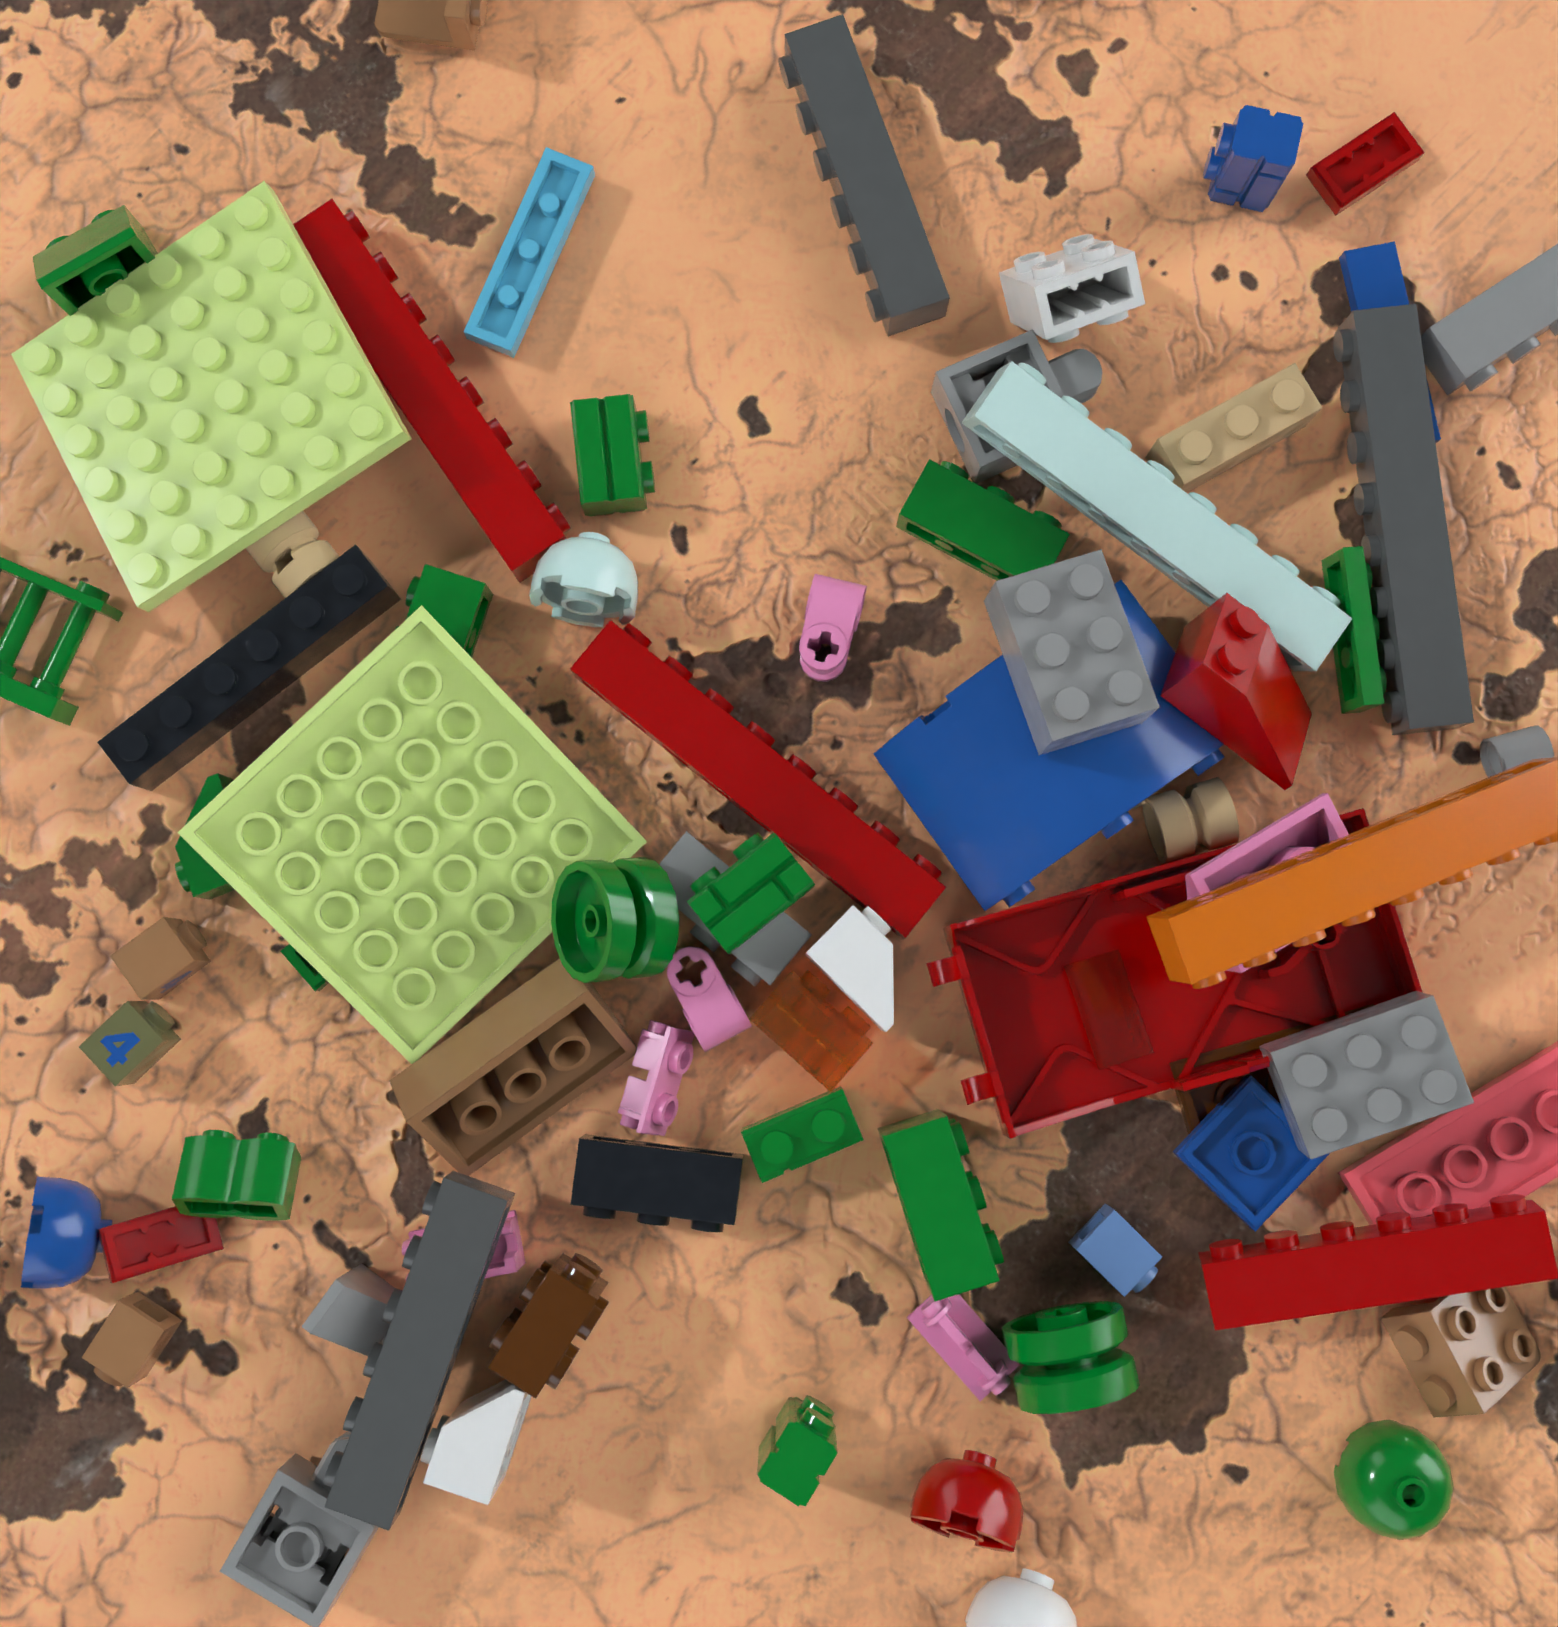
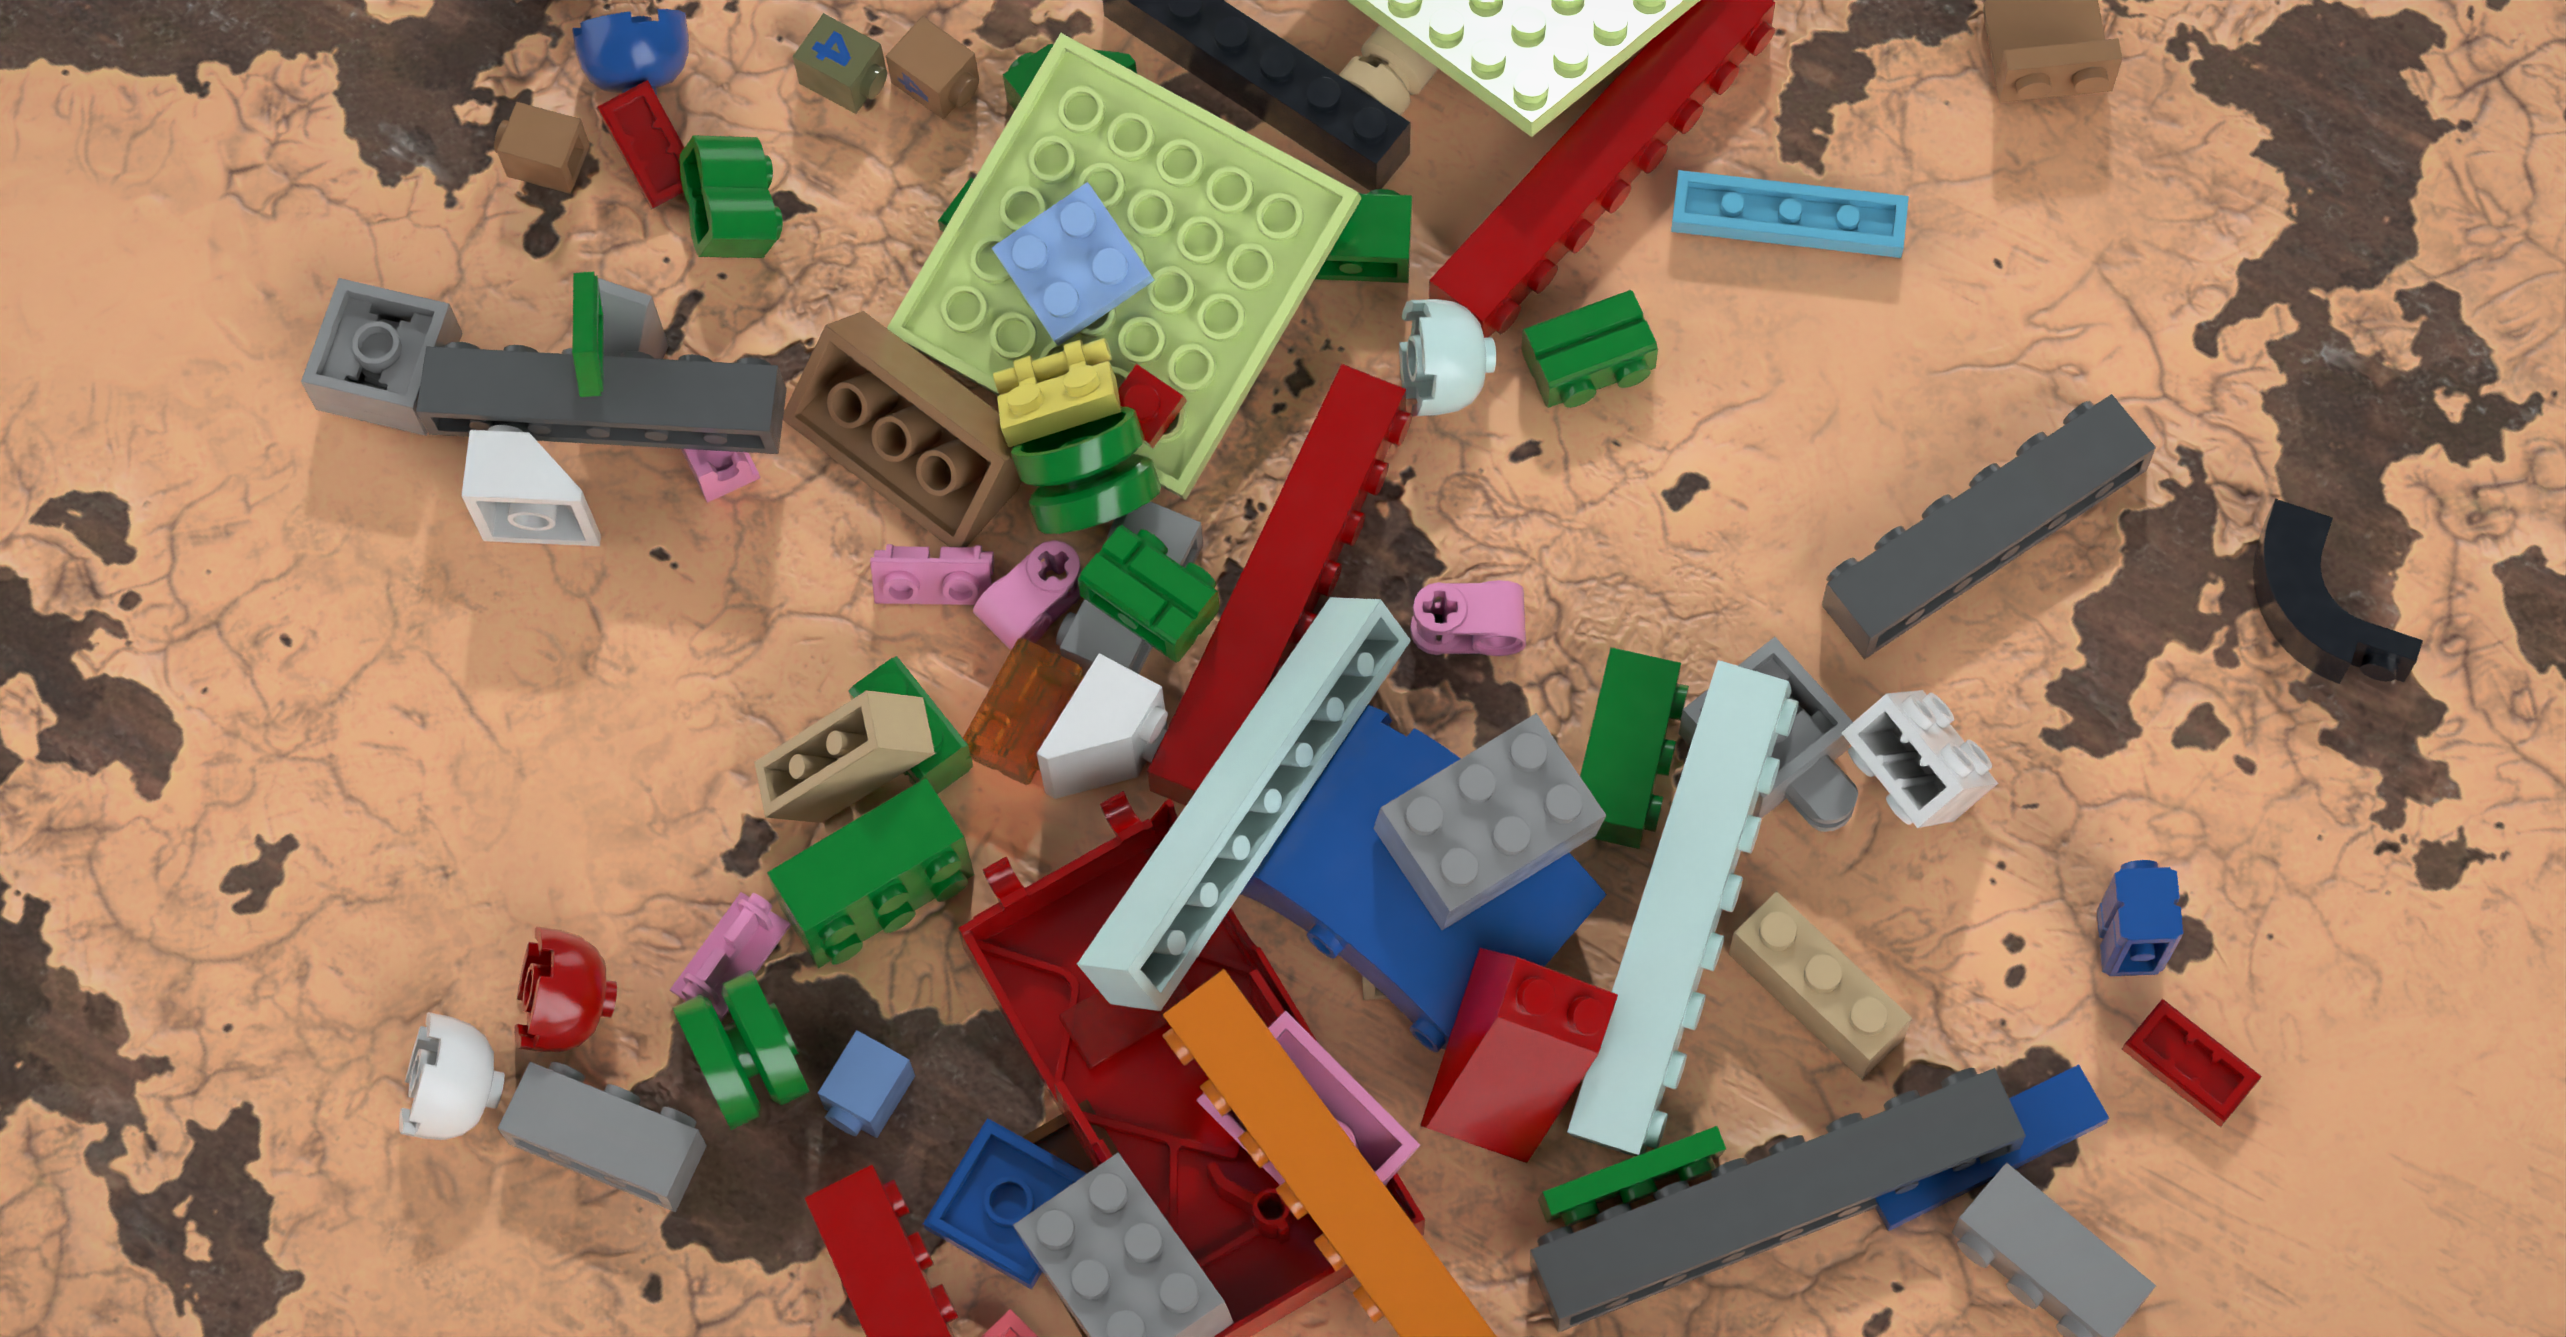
camera: 75 degrees right, 15 degrees down
(365, 1353) = (588, 334): none -> green tile
(407, 880) = (1072, 264): none -> light blue plate
(536, 1343) = (653, 524): reddish brown brick -> none
(542, 926) = (1056, 391): none -> light yellow plate
(557, 848) = (1153, 402): none -> red plate
(657, 1182) = (823, 599): black brick -> none
(798, 1449) = (580, 799): green brick -> none
(833, 1202) = (844, 757): none -> tan brick
(973, 862) = (1244, 804): none -> light aqua brick
(1101, 1492) = (603, 1134): none -> light grey brick
(1200, 818) = (1358, 1039): tan wheel -> none

